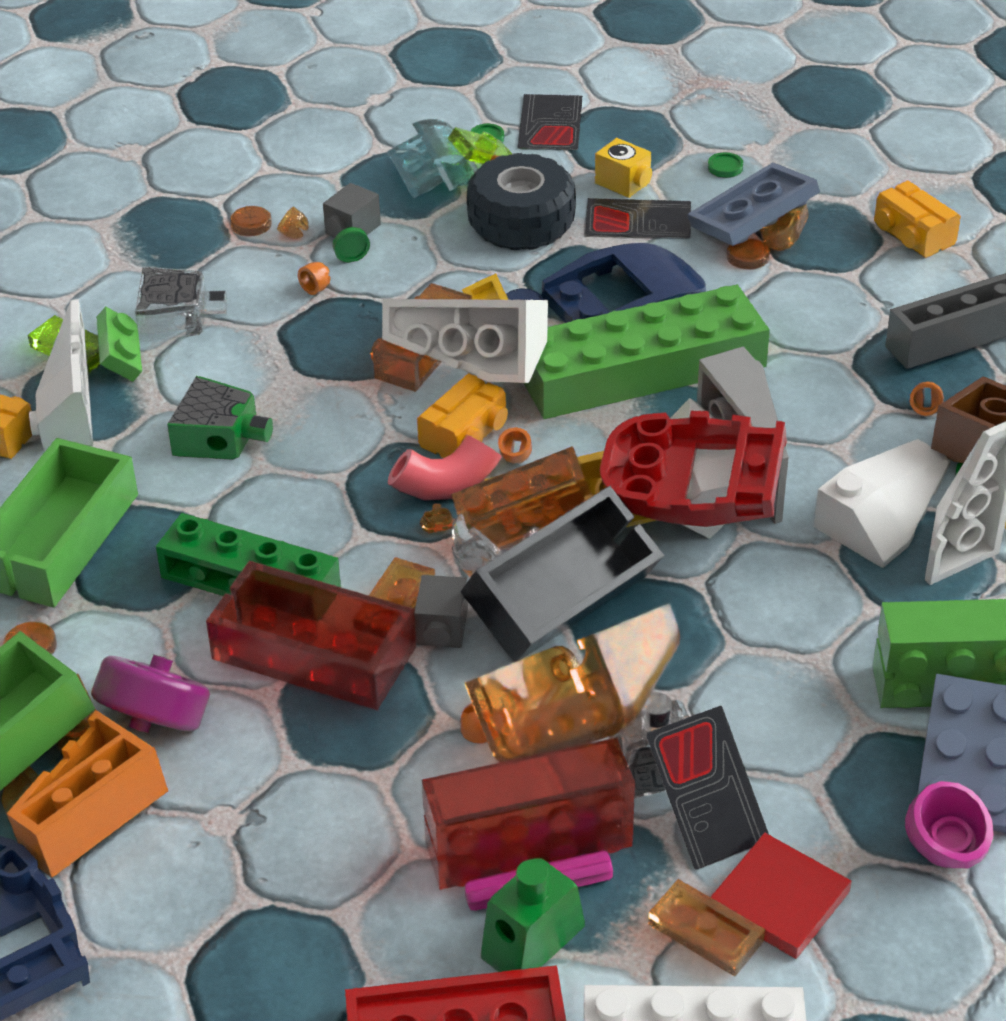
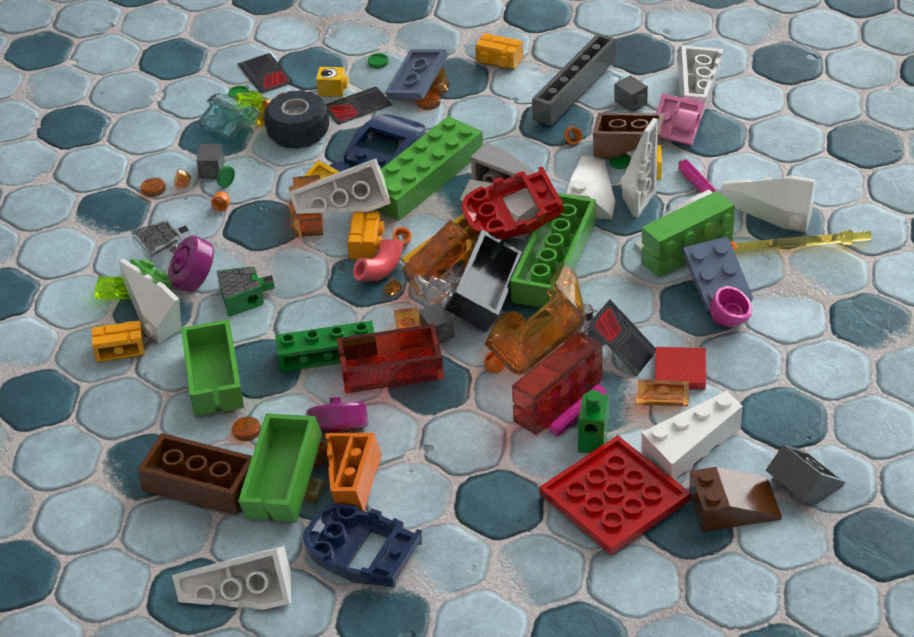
camera: 30 degrees left, 0 degrees up
(180, 350) = (191, 263): none -> magenta wheel
(734, 571) = (551, 247): none -> bright green brick

